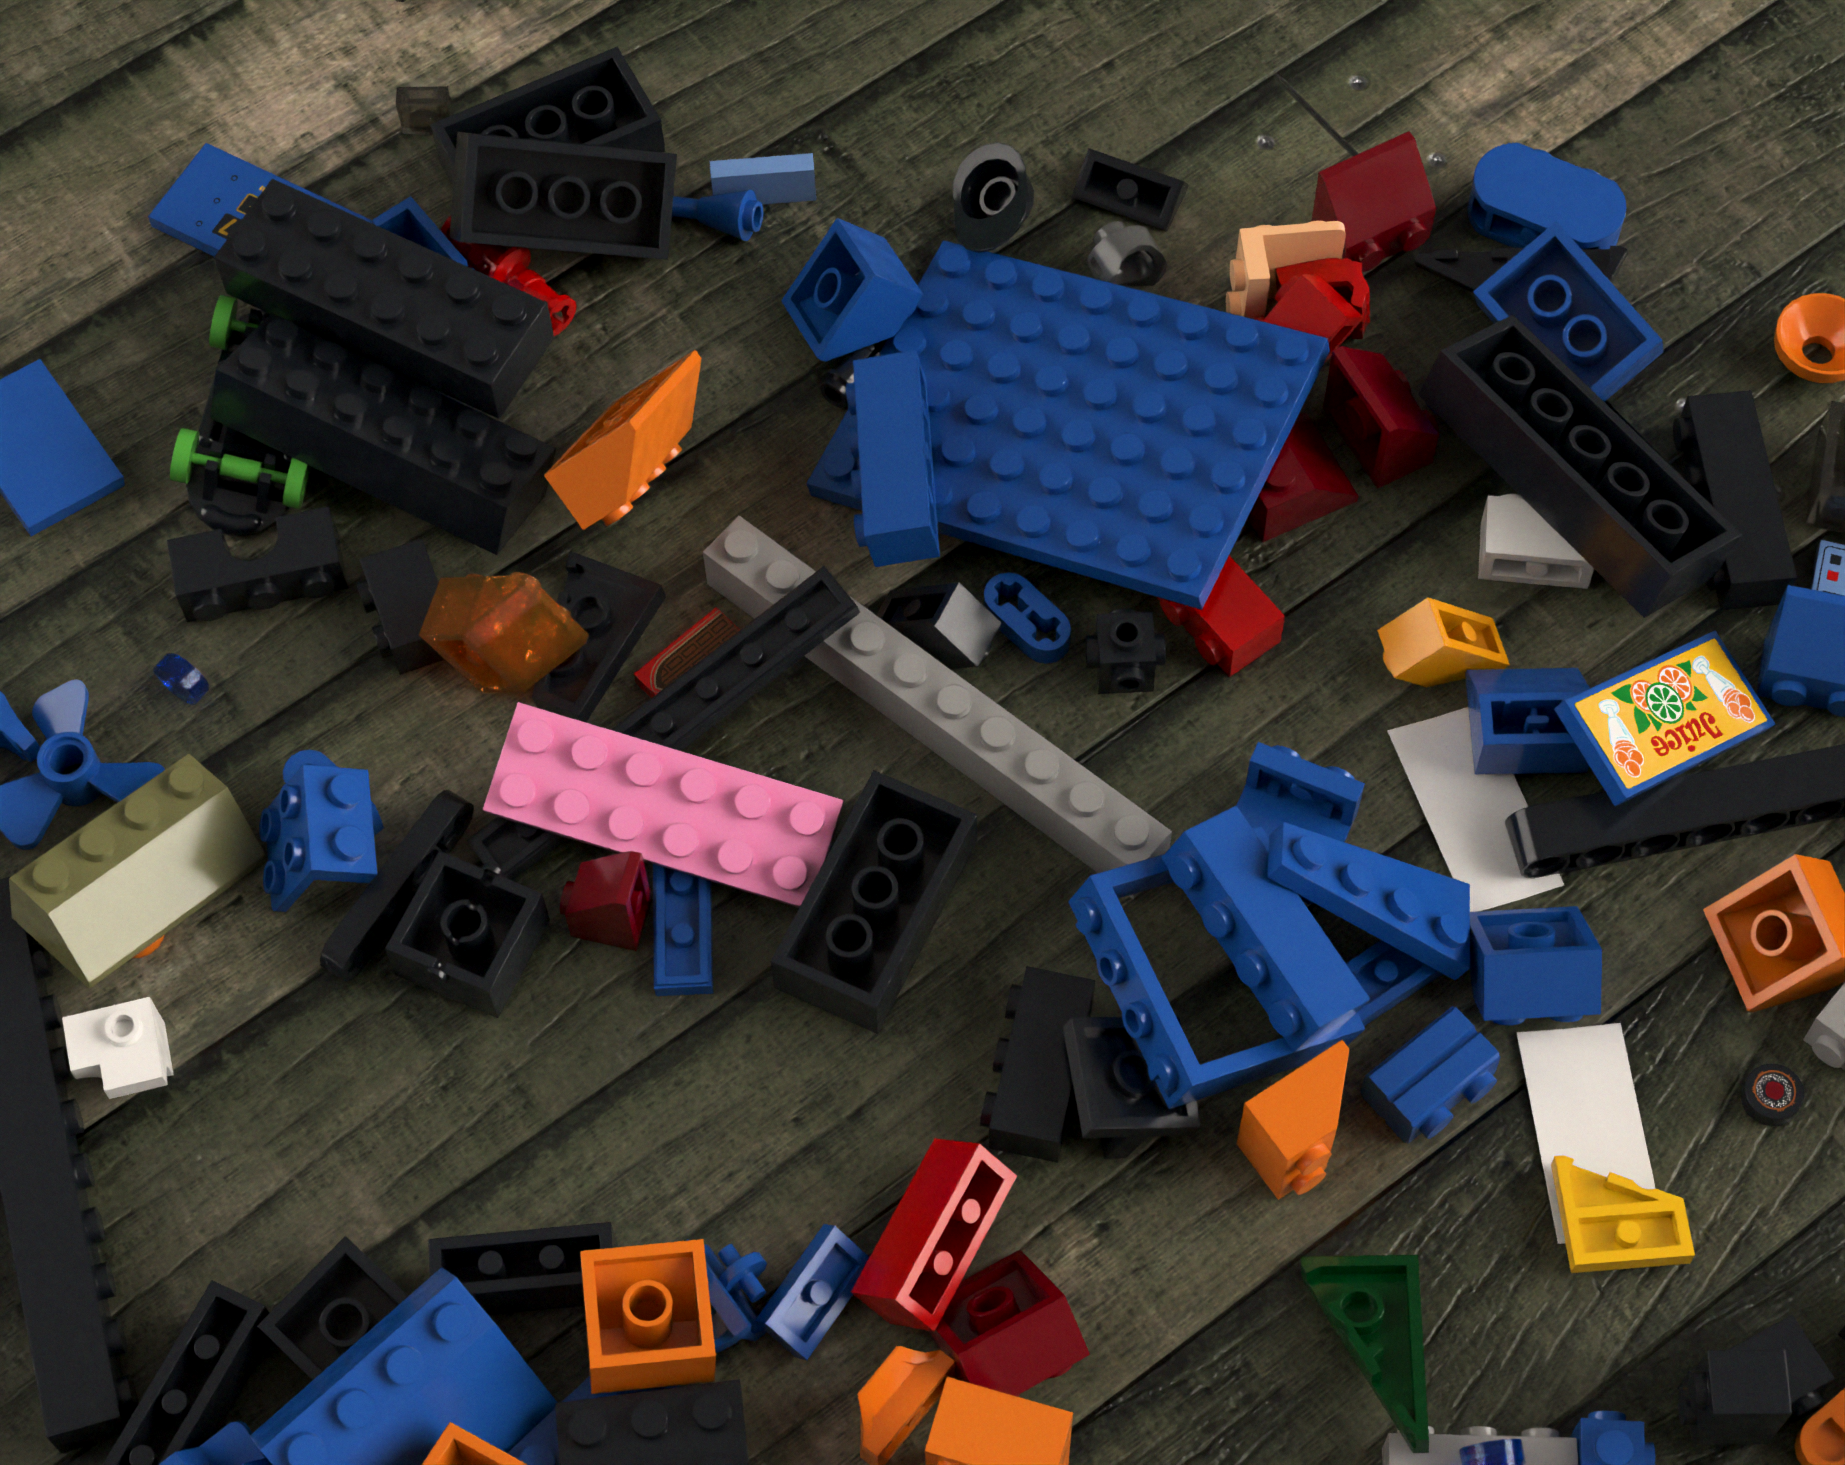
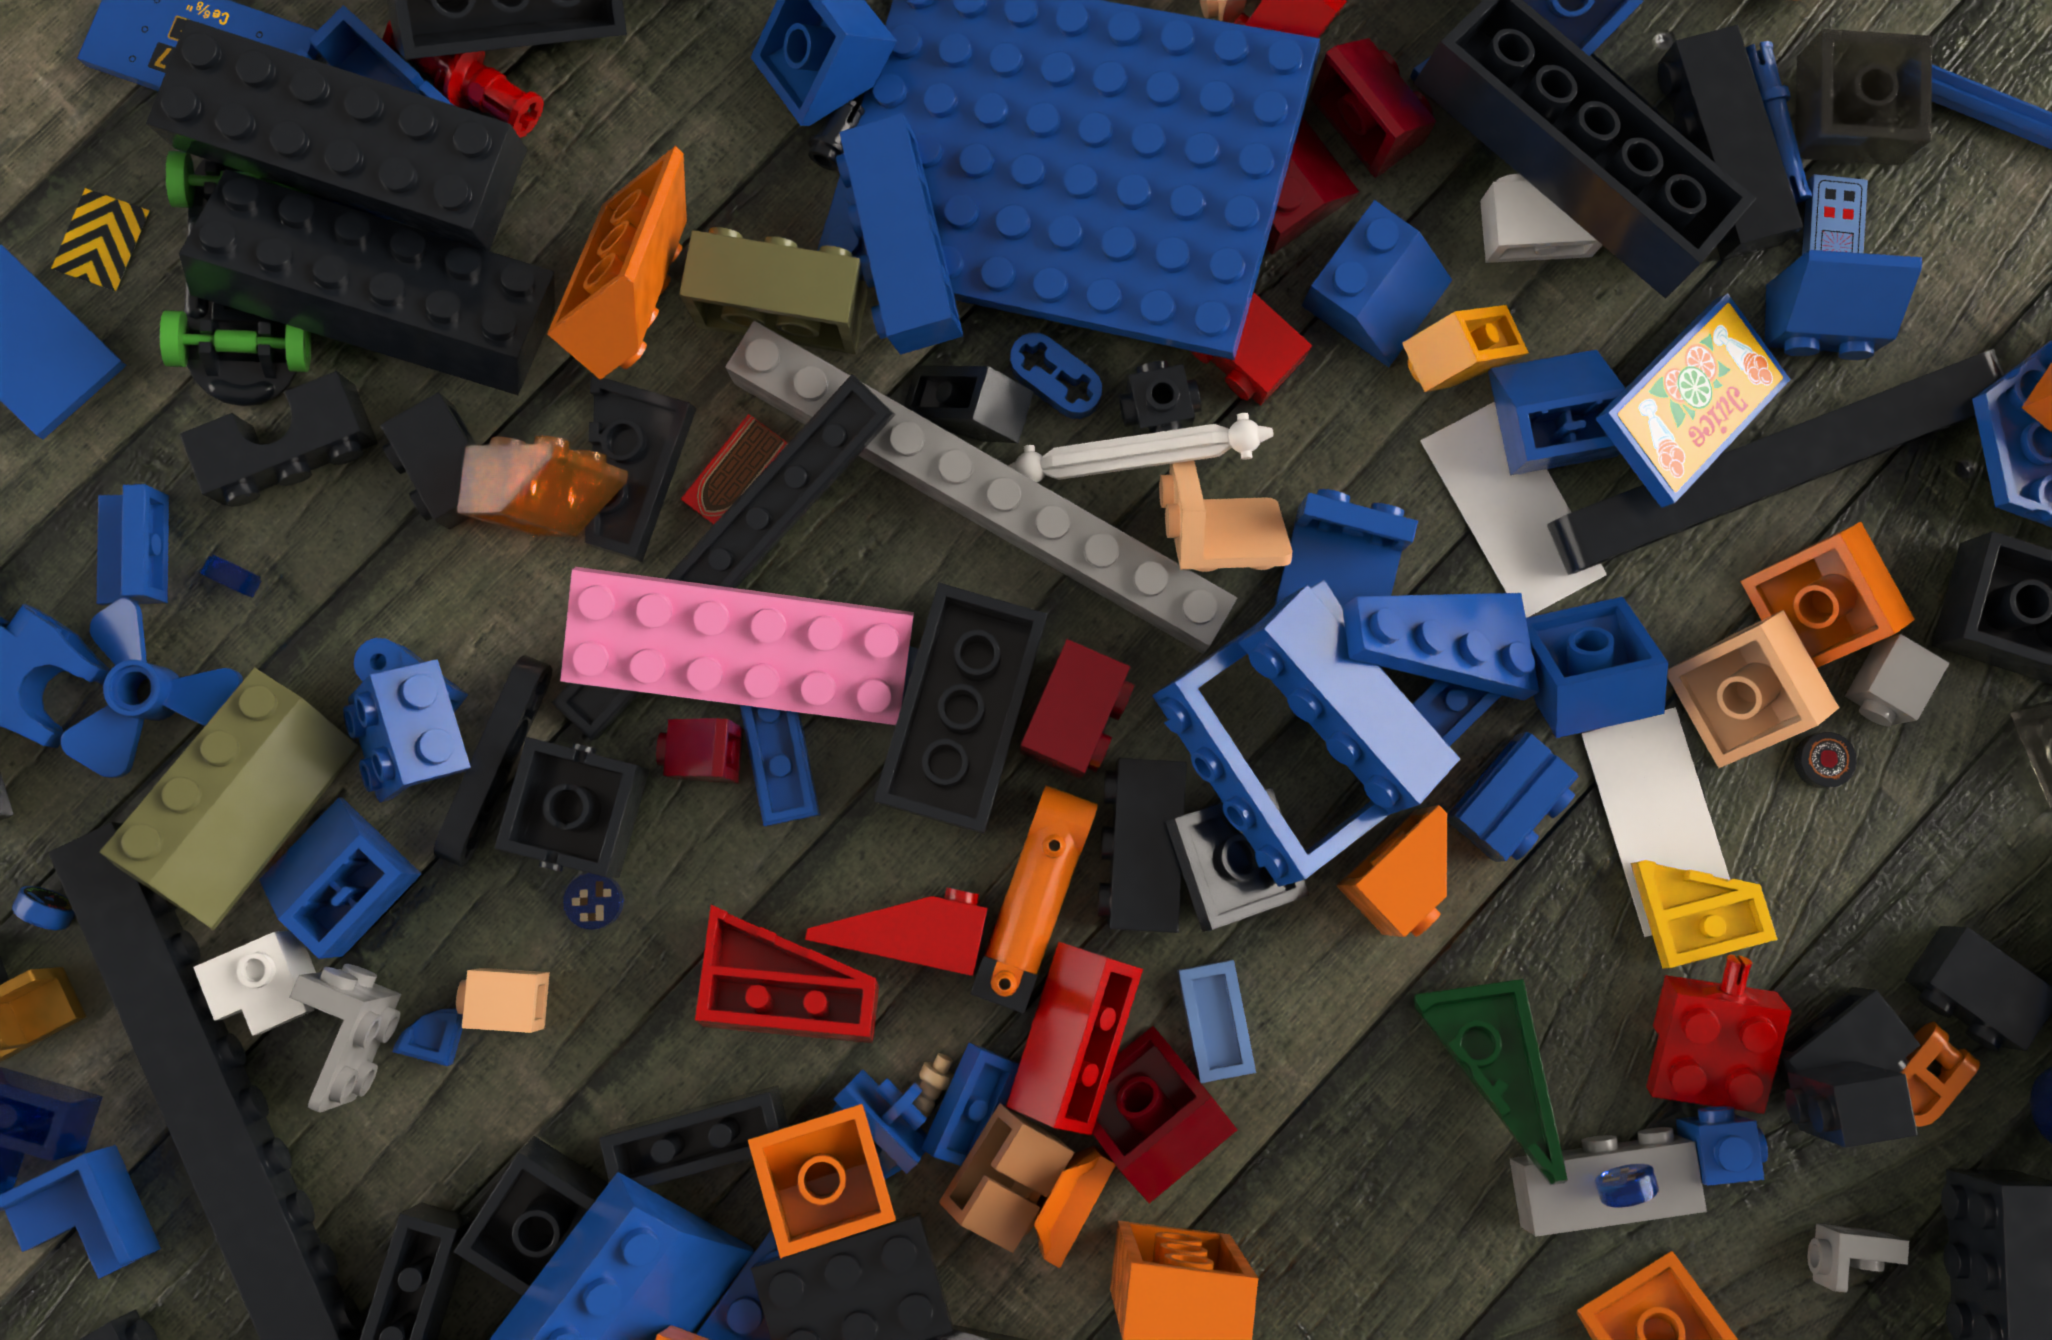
camera: 15 degrees left, 20 degrees up
(93, 639) = (133, 546): none -> blue panel
(127, 374) = (100, 239): none -> sticker
(209, 1112) = (367, 1021): none -> light grey bracket
(221, 972) = (336, 881): none -> blue slope
(276, 1141) = (432, 1037): none -> blue tile
(357, 1110) = (503, 1000): none -> light nougat brick
(467, 1036) = (593, 901): none -> clear blue tile
(643, 1139) = (778, 987): none -> red wedge
(779, 1265) = (934, 1079): none -> tan piece
(782, 491) = (791, 290): none -> olive brick
(790, 1109) = (924, 931): none -> red slope
(834, 1362) = (1005, 1178): none -> medium nougat piece
(950, 1042) = (1034, 899): none -> orange piece
(990, 915) = (1075, 709): none -> dark red brick
(1088, 1252) = (1216, 1021): none -> medium blue tile
(1104, 686) = (1143, 450): none -> white wheel
(1155, 776) = (1221, 531): none -> light nougat bracket
(1361, 575) = (1378, 284): none -> blue slope
(1620, 1351) = (1718, 1040): none -> red plate
(1698, 1007) = (1752, 690): none -> light nougat slope
(1785, 470) = (1774, 99): none -> blue pin

